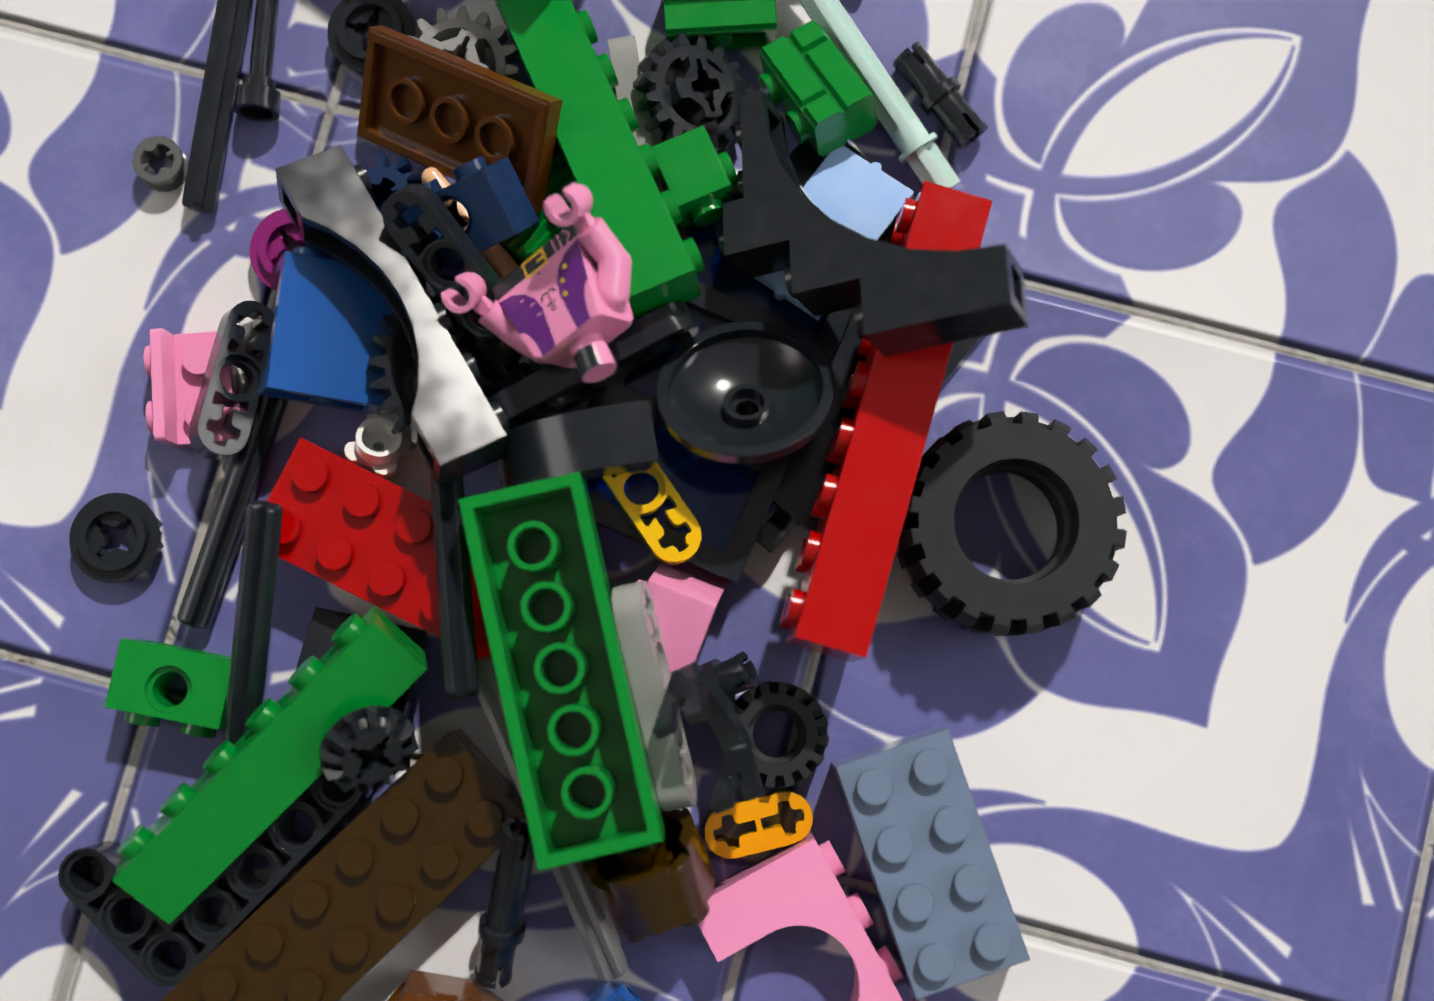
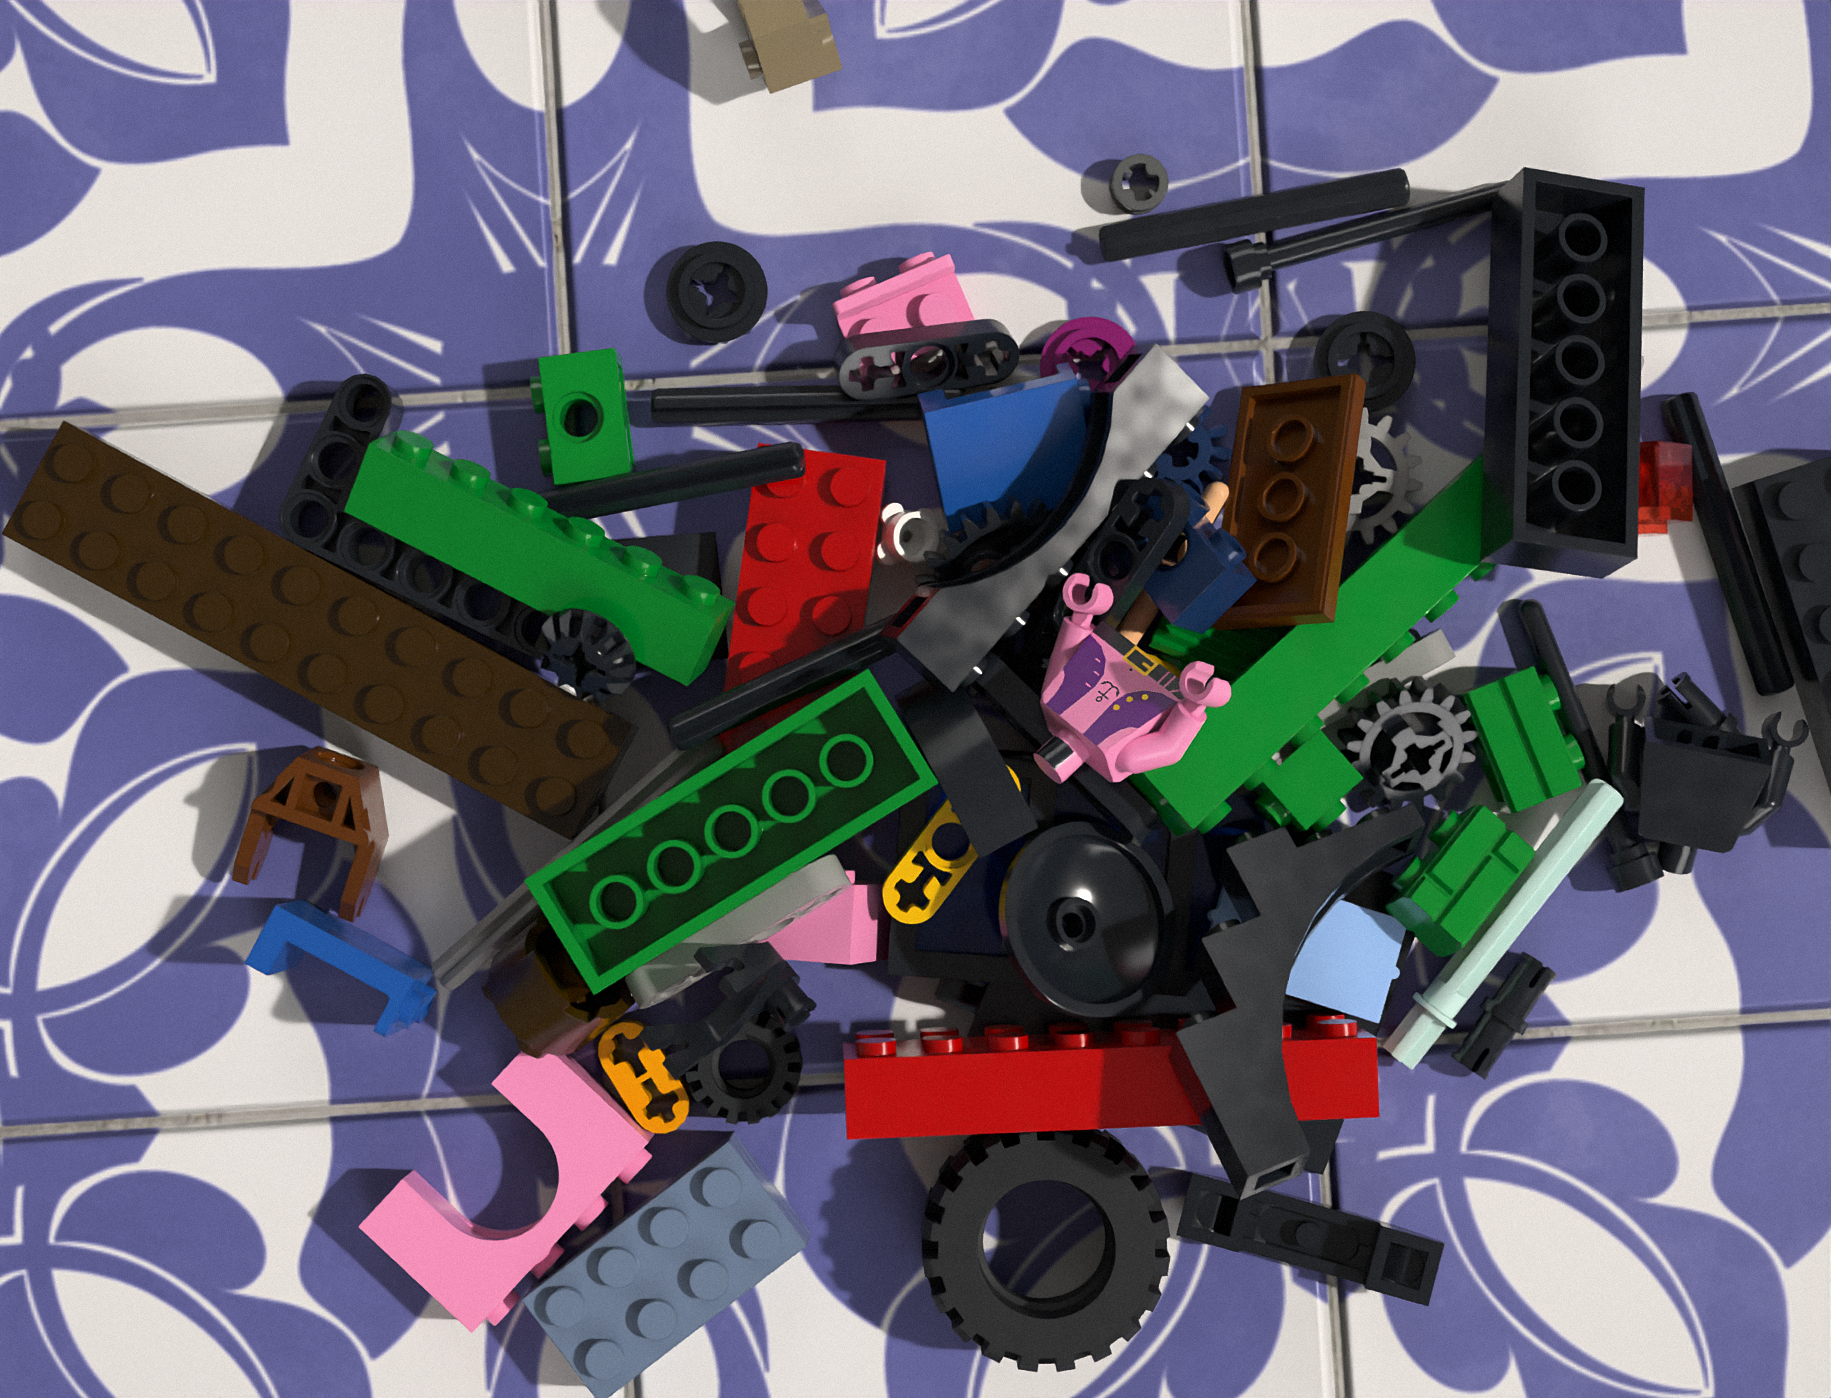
camera: 75 degrees right, 5 degrees up
(503, 923) = (460, 846): black pin -> none
(1074, 305) = (1312, 1237): none -> black slope

